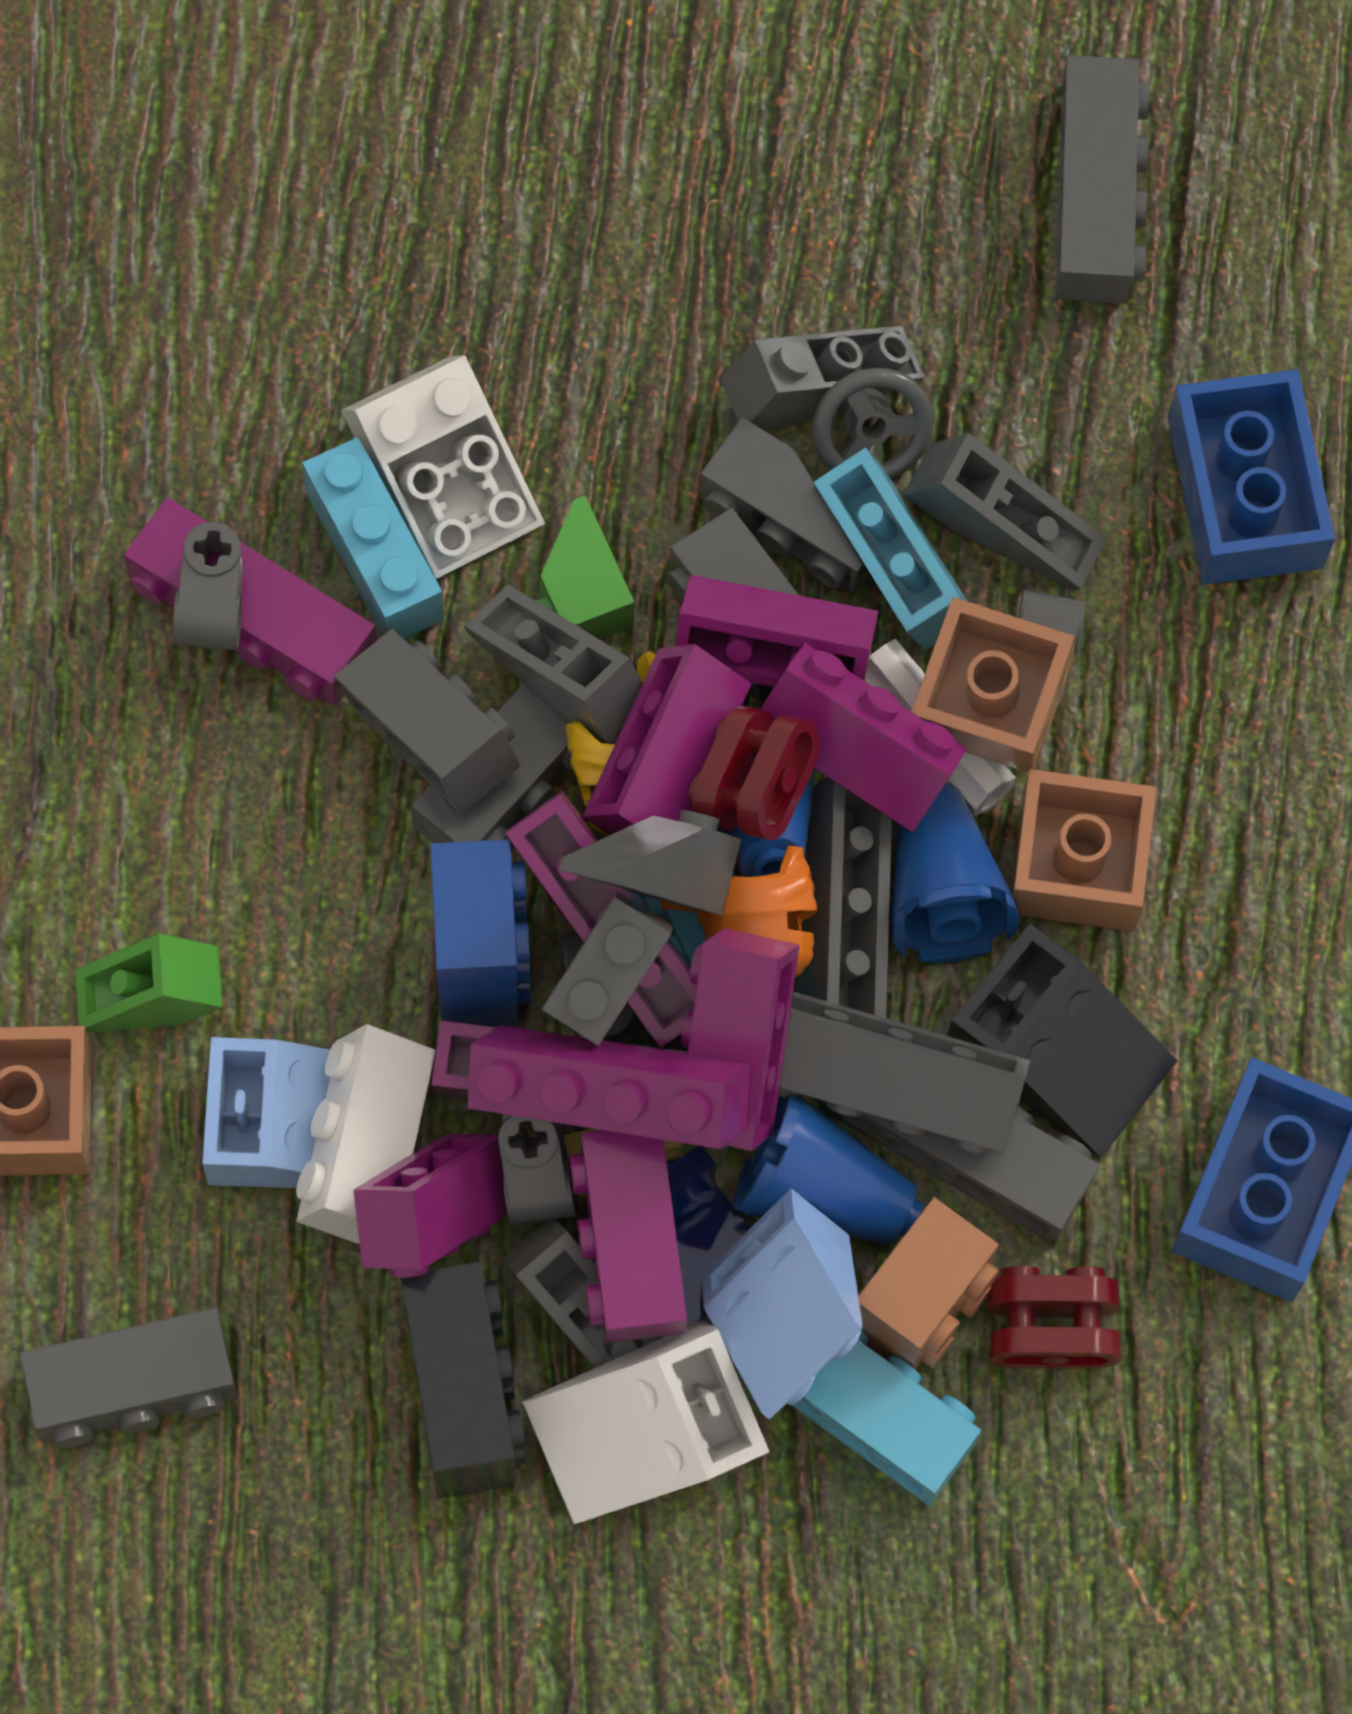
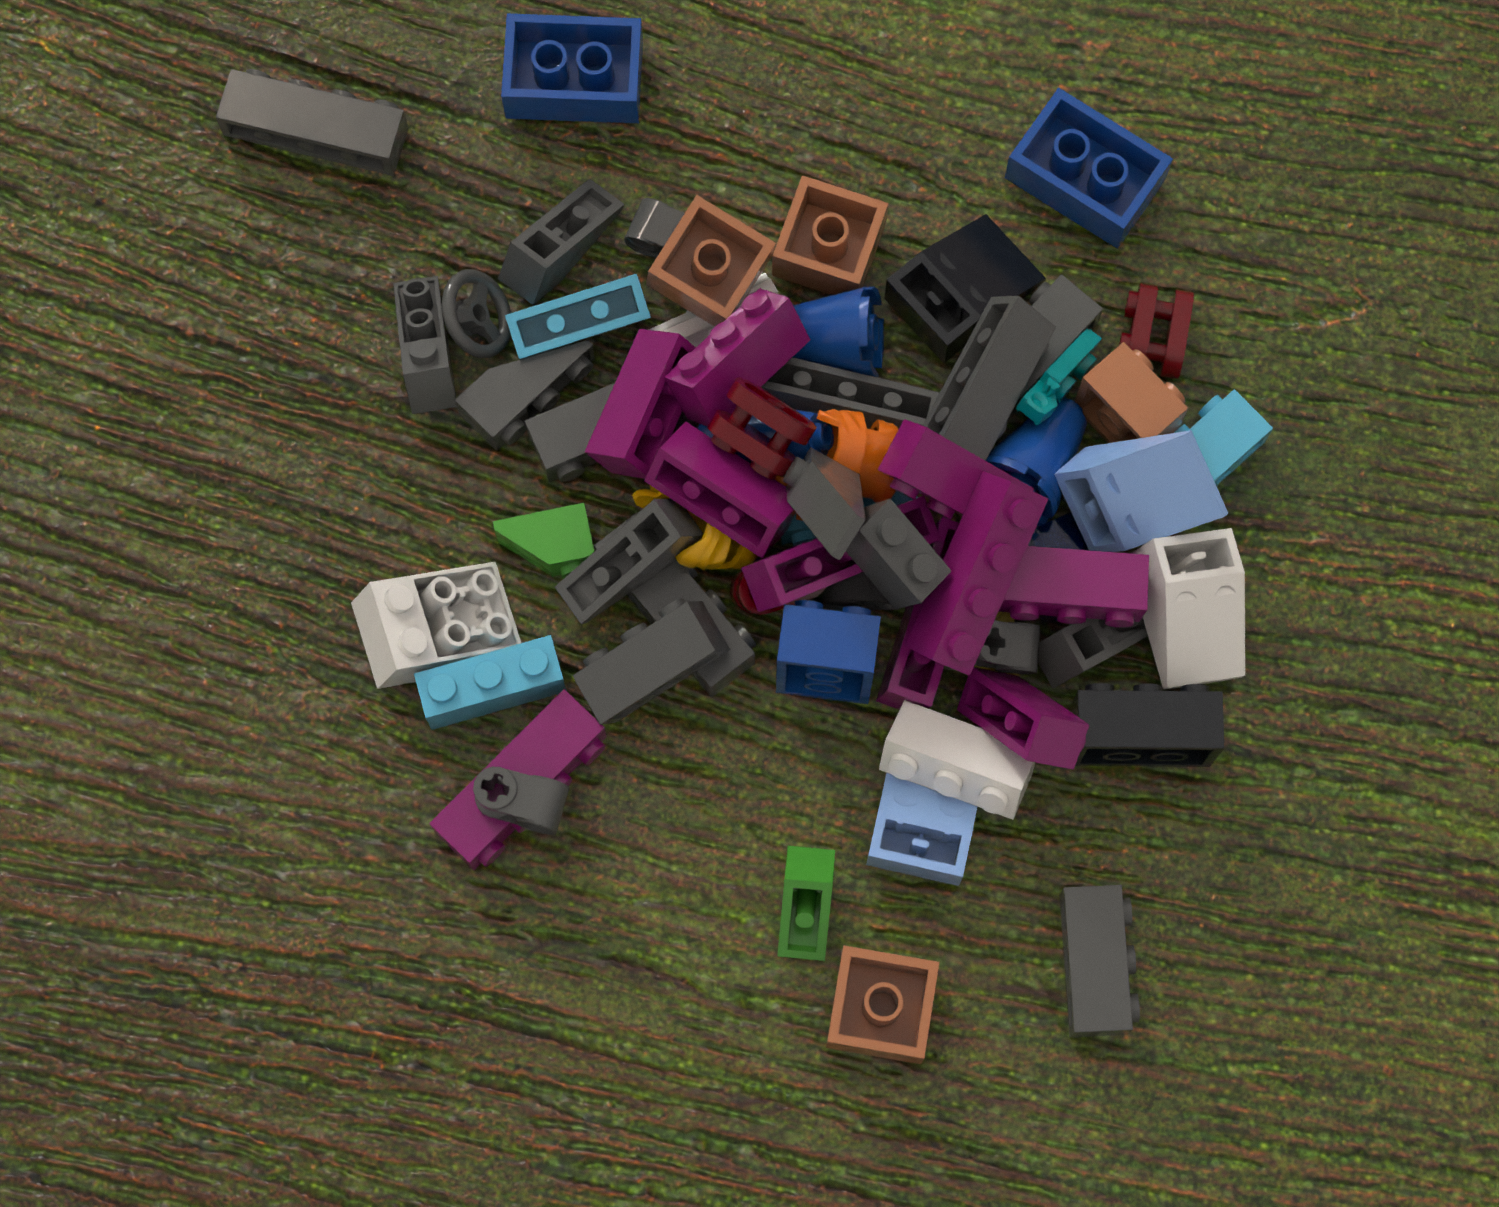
camera: 75 degrees left, 5 degrees up
(936, 1175) = (1057, 380): none -> teal hinge

